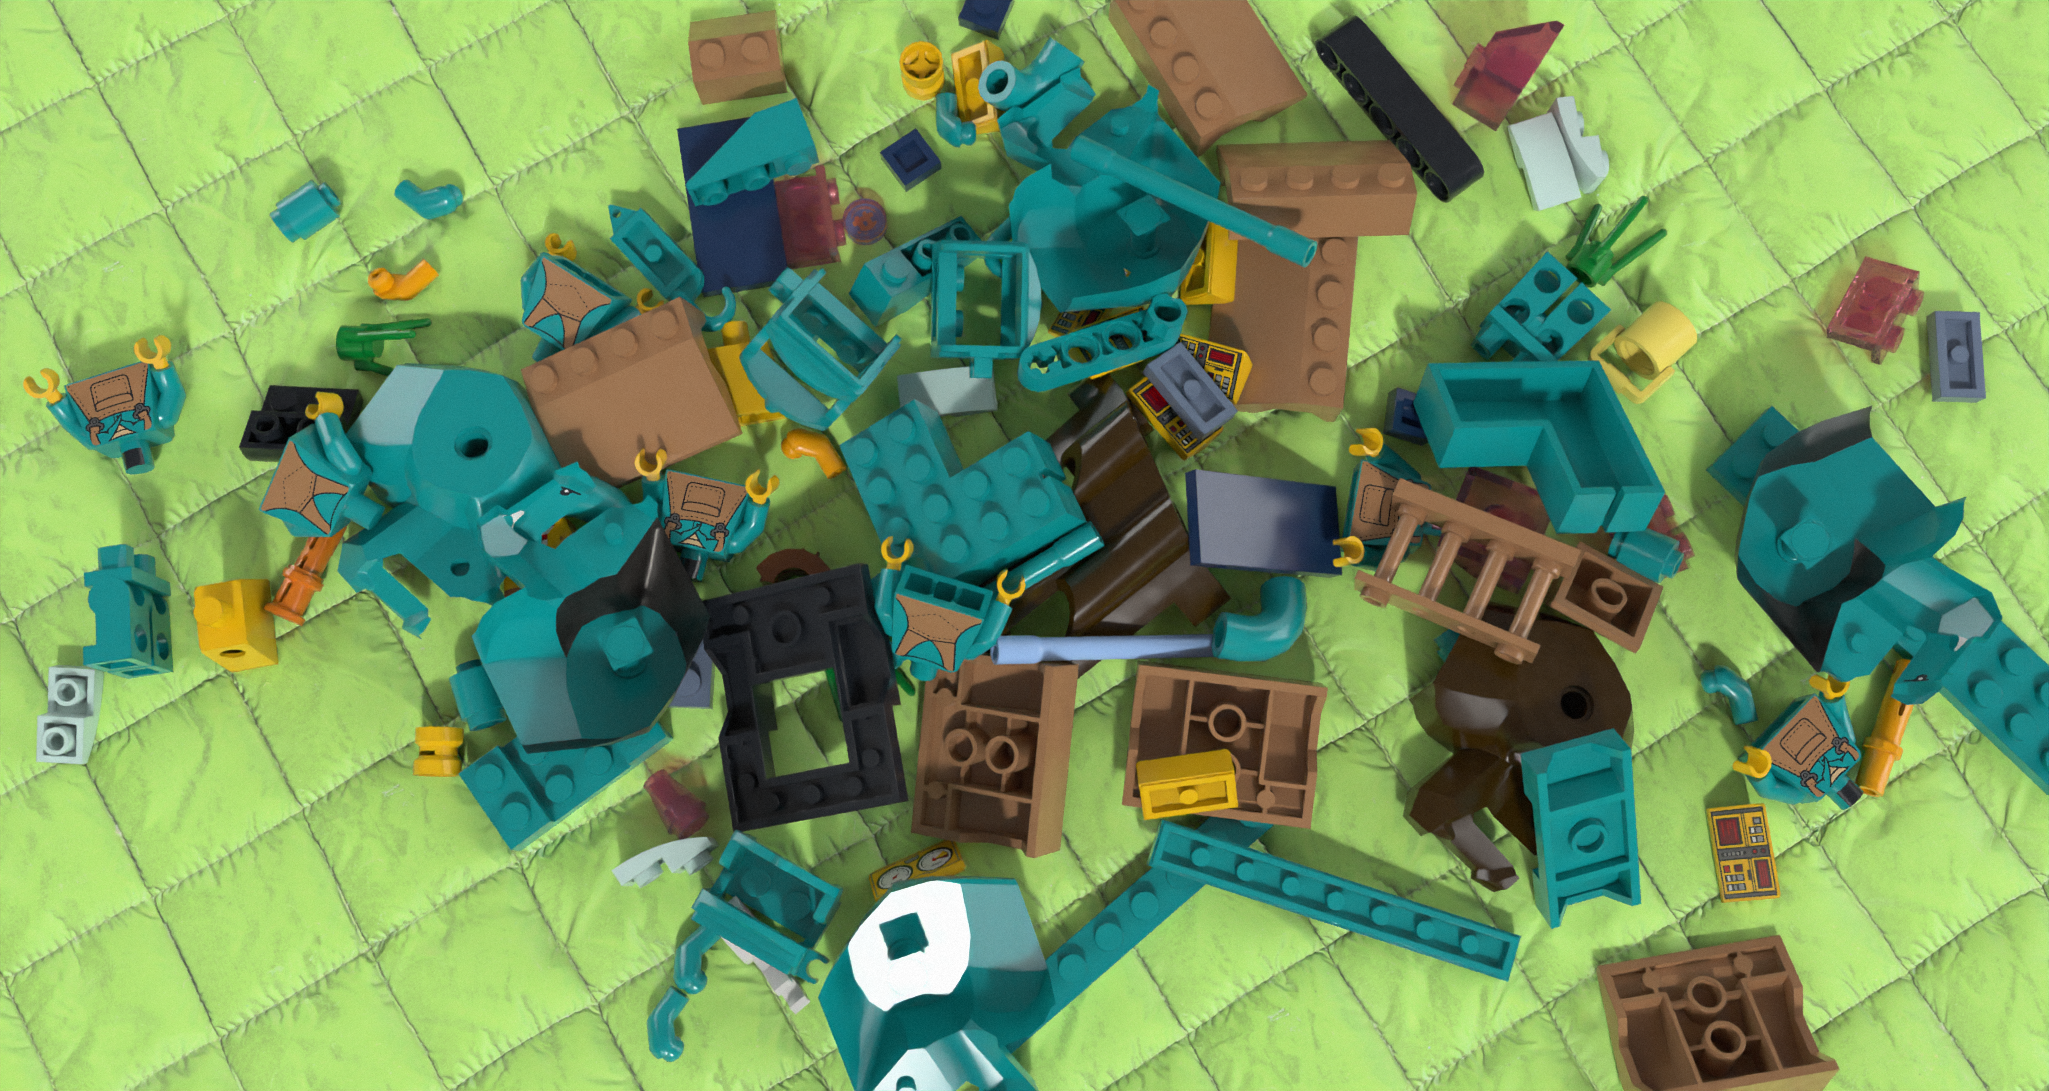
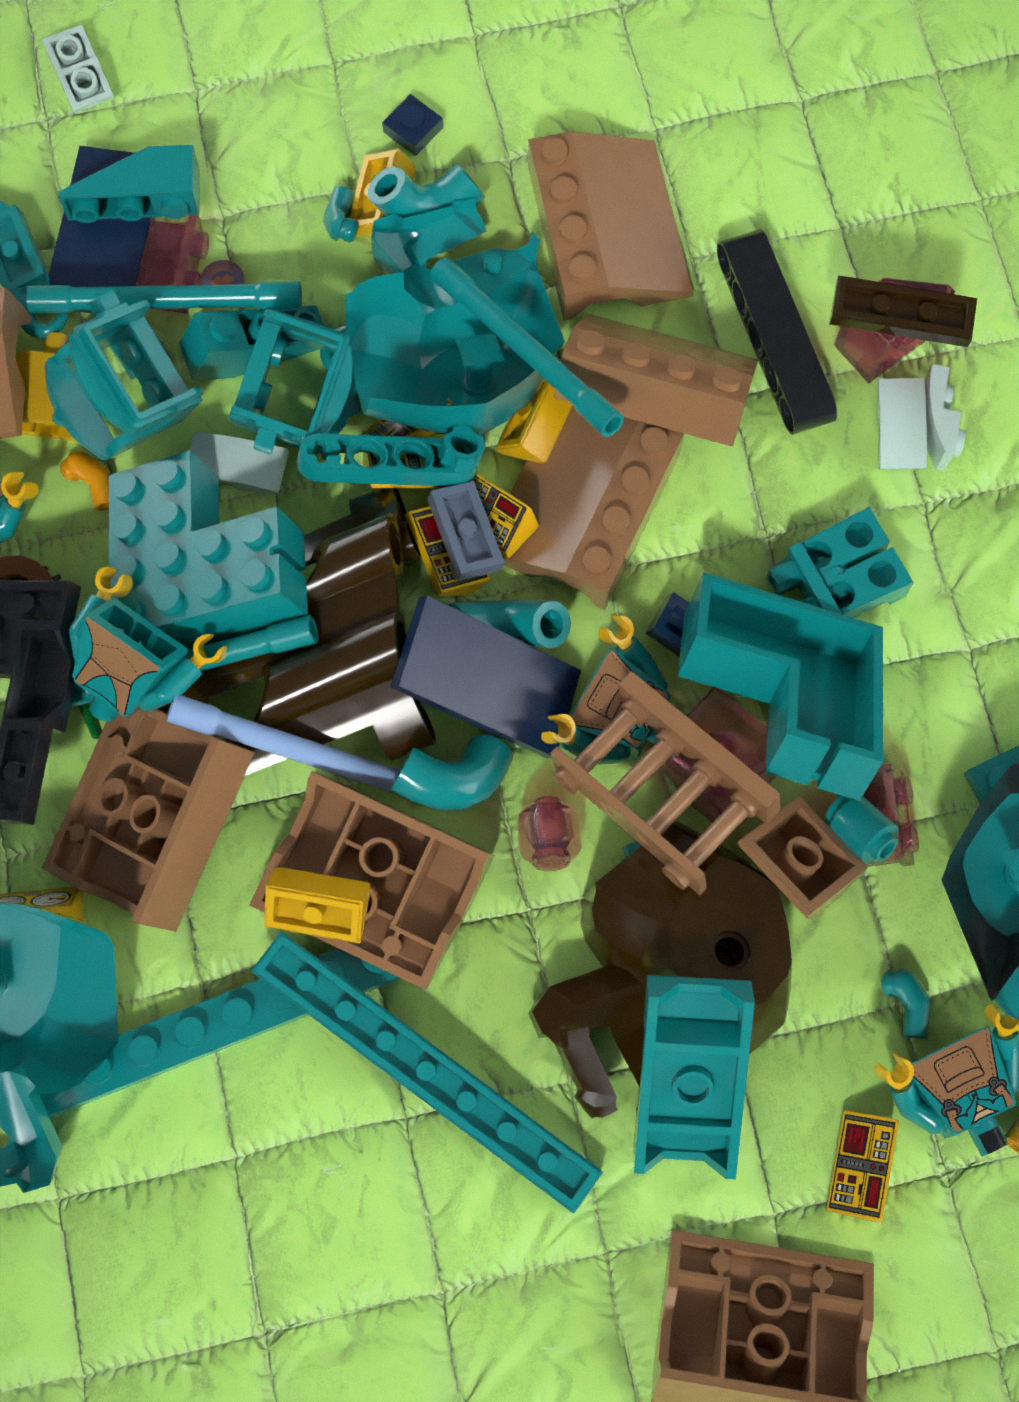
camera: 20 degrees right, 5 degrees down
(644, 52) = (78, 69): none -> light aqua slope
(736, 57) = (159, 99): medium nougat slope -> none
(910, 160) = (286, 238): dark blue plate -> none
(917, 225) = (270, 294): none -> teal piece
(922, 60) = (327, 159): yellow wheel -> none
(1274, 458) = (530, 621): none -> teal cylinder
(1364, 648) = (549, 834): none -> head
(1526, 59) = (903, 311): none -> dark brown tile
(1592, 261) = (916, 533): green plant -> none
(1647, 349) = (943, 632): light yellow piece -> none

